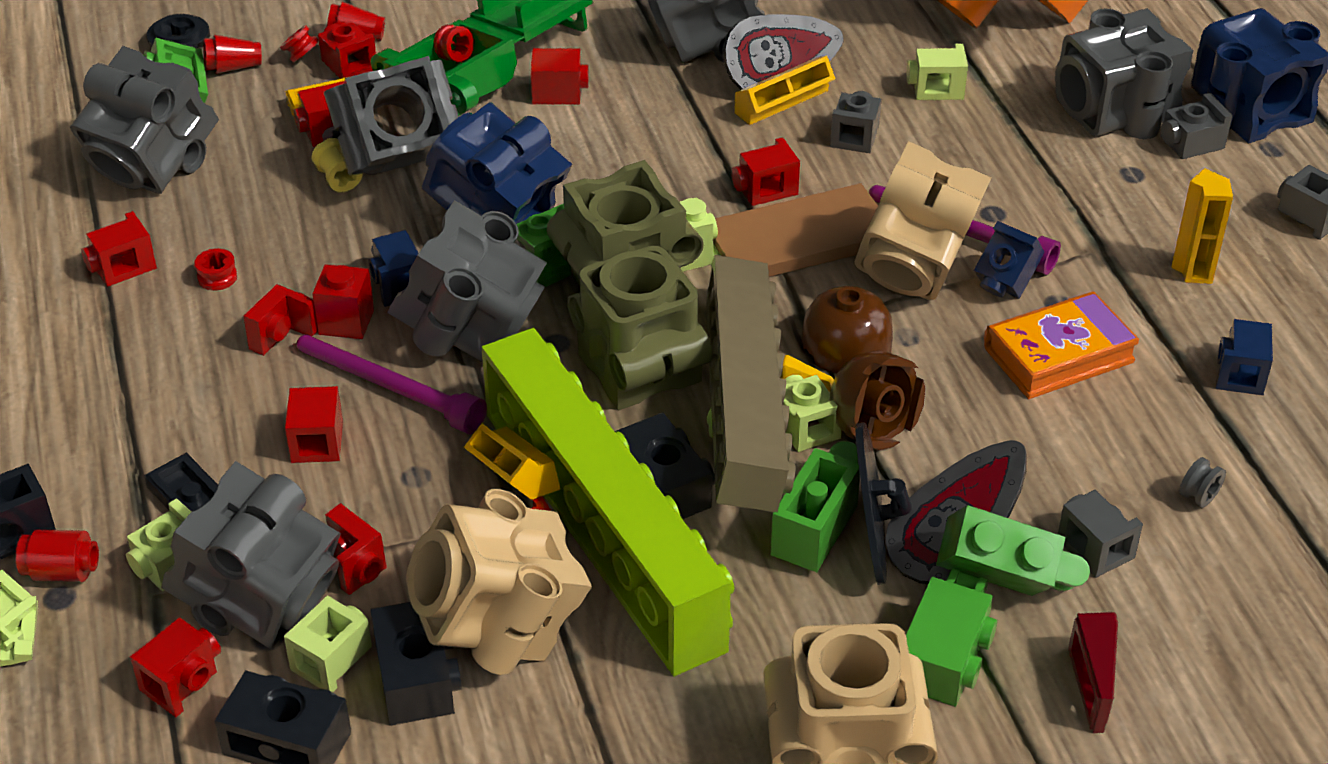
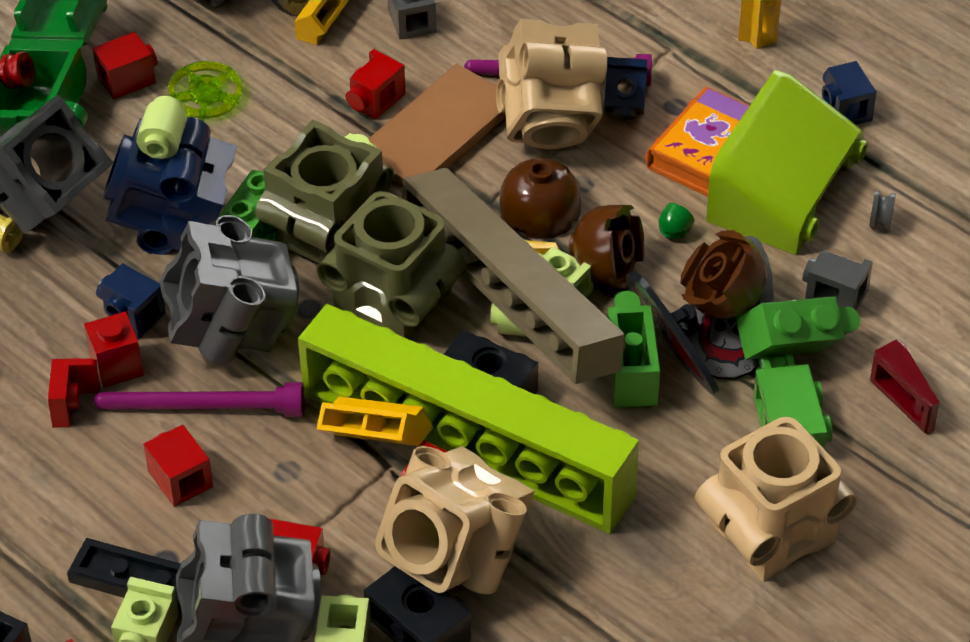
camera: 30 degrees left, 5 degrees up
(495, 113) = (162, 127): none -> yellowish green brick
(614, 123) = (206, 89): none -> clear neon green wheel
(955, 468) = (725, 276): none -> reddish brown cylinder
(968, 405) = (675, 221): none -> green hinge
(1113, 384) = (781, 164): none -> lime windscreen

